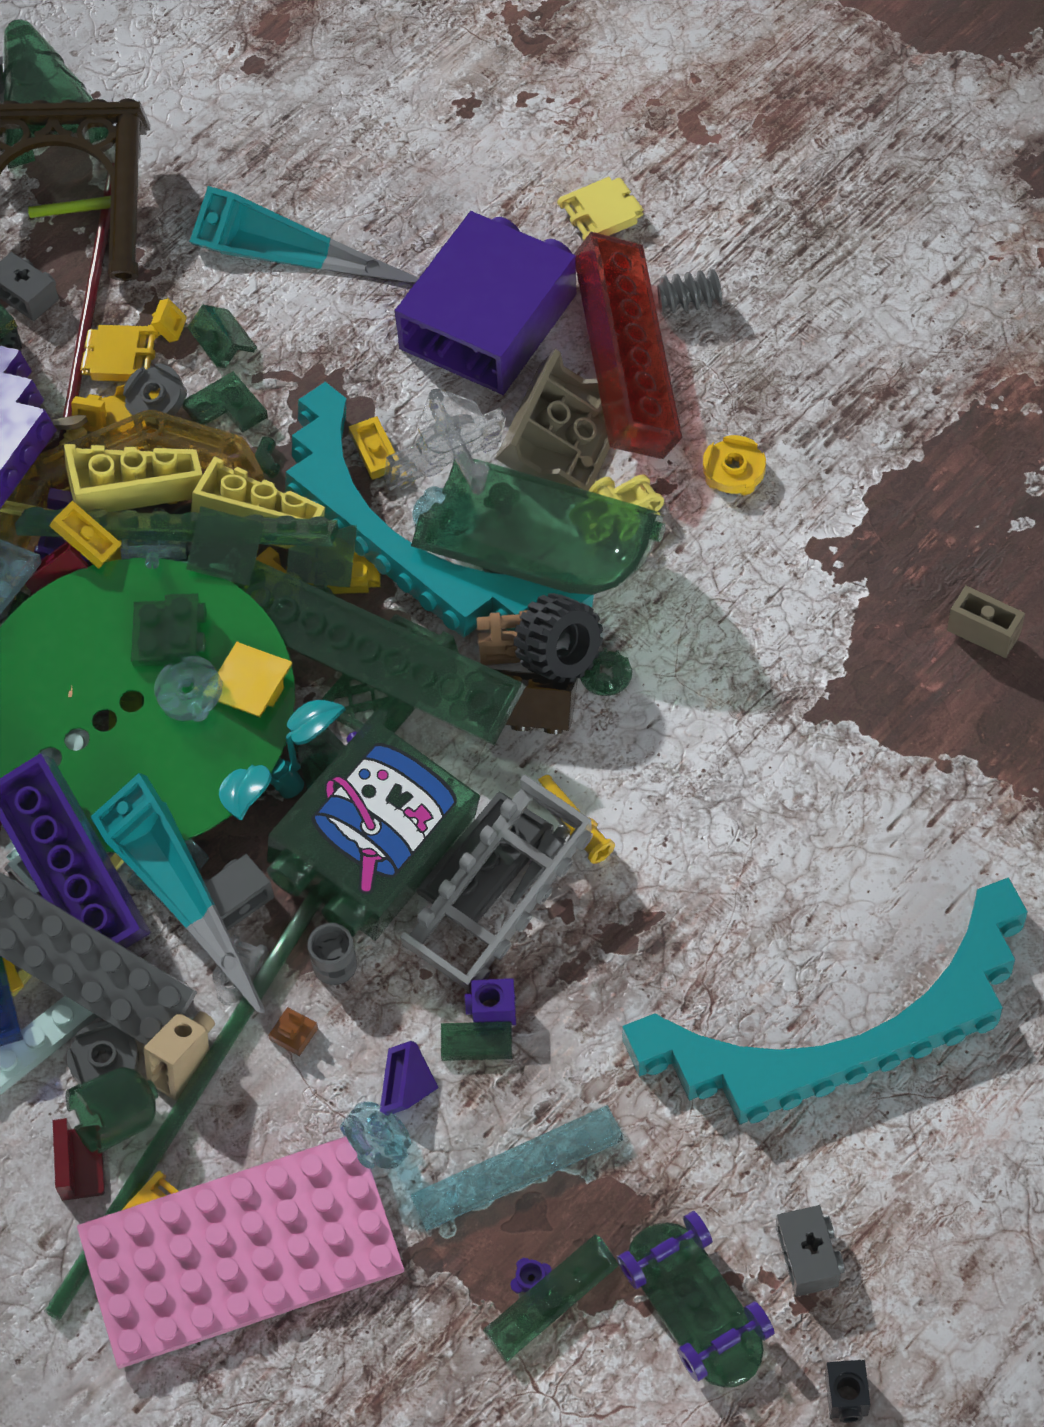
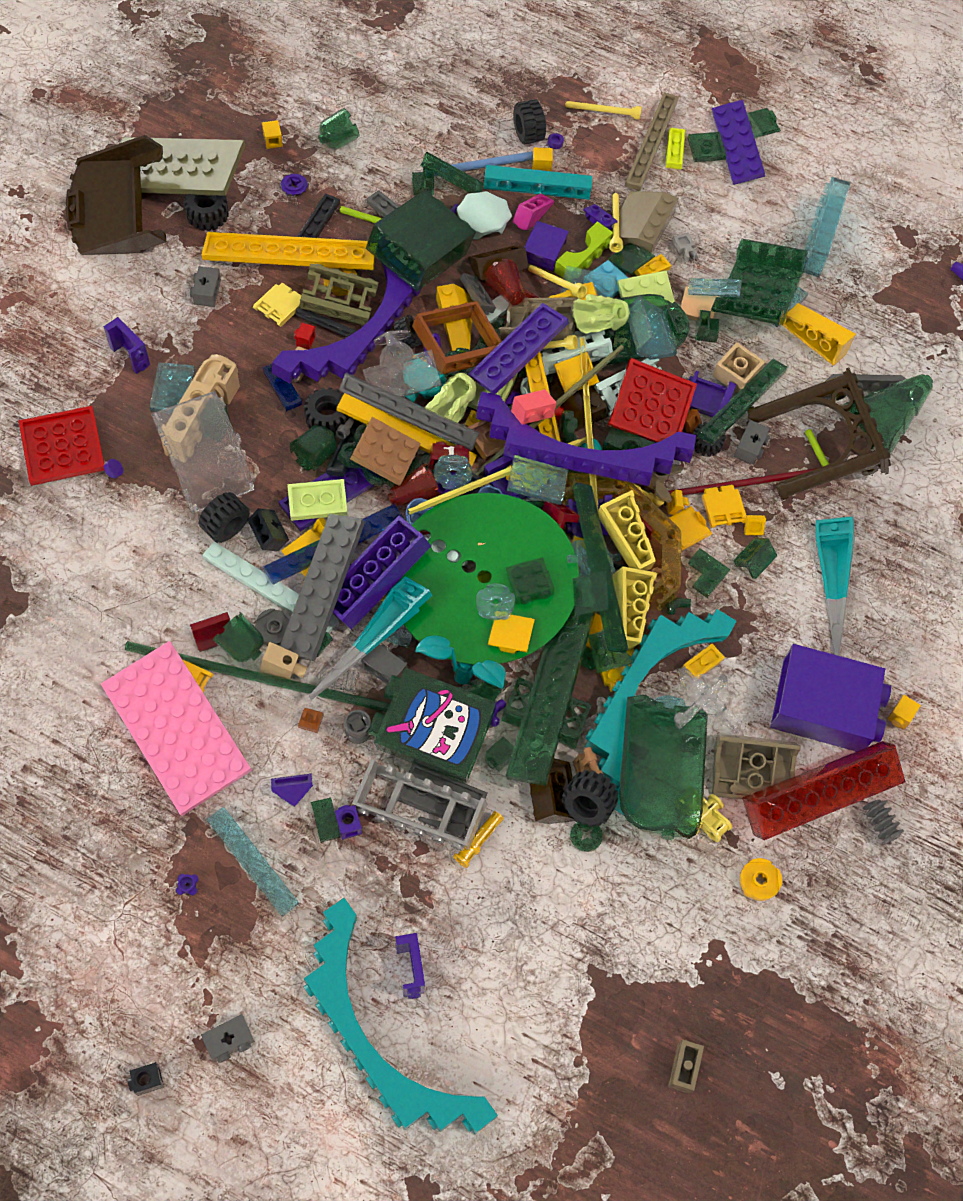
camera: 65 degrees right, 5 degrees up
(85, 534) = (576, 518): yellow plate -> none
(151, 379) = (698, 540): dark grey plate -> none
(376, 1137) = (241, 774): clear light blue plate -> none
(444, 751) = (499, 754): none -> clear green brick
(534, 219) = (903, 712): none -> yellow brick
(550, 1297) = (175, 897): clear green tile -> none
(602, 207) = (932, 753): light yellow plate -> none
(713, 1329) = (186, 979): clear green piece -> none
(757, 943) = (410, 944): none -> dark purple panel

